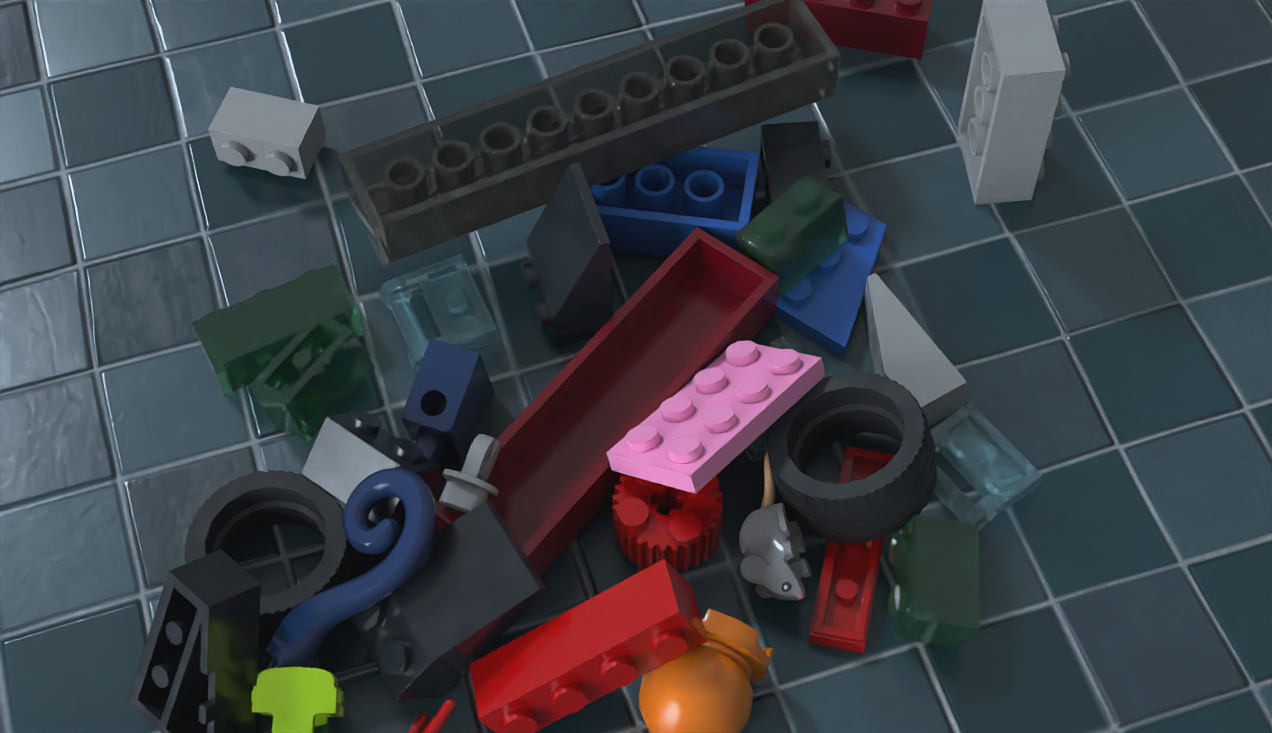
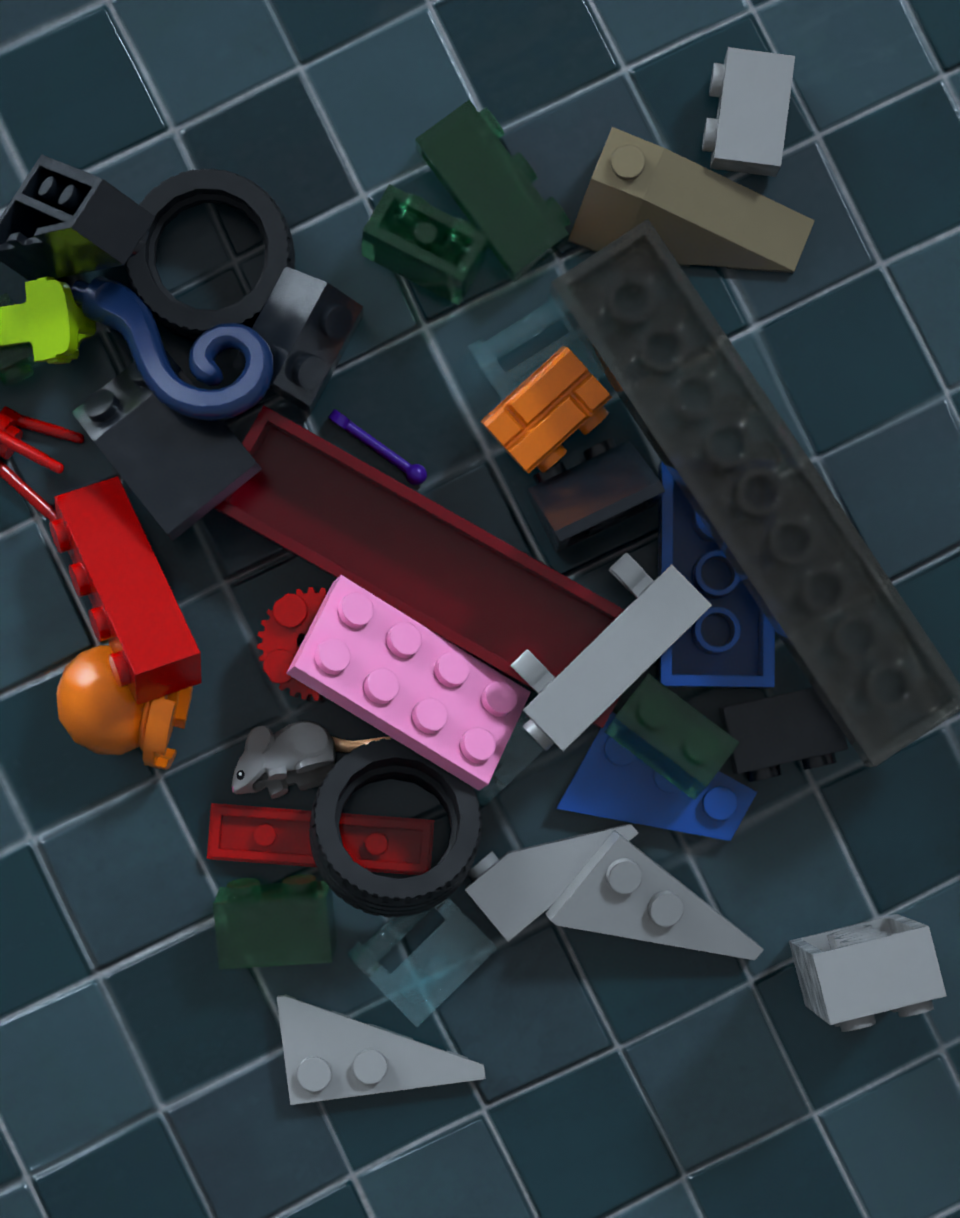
camera: 80 degrees right, 30 degrees up
(309, 215) = (691, 208): none -> dark tan wedge
(447, 400) = (426, 398): dark blue torso -> none
(469, 488) = (286, 441): light grey piece -> none
(486, 294) = (547, 411): none -> orange brick
(719, 246) = (614, 658): none -> light grey brick
(936, 279) = (637, 899): none -> light grey wing
(1068, 549) = (344, 1058): none -> light grey wing

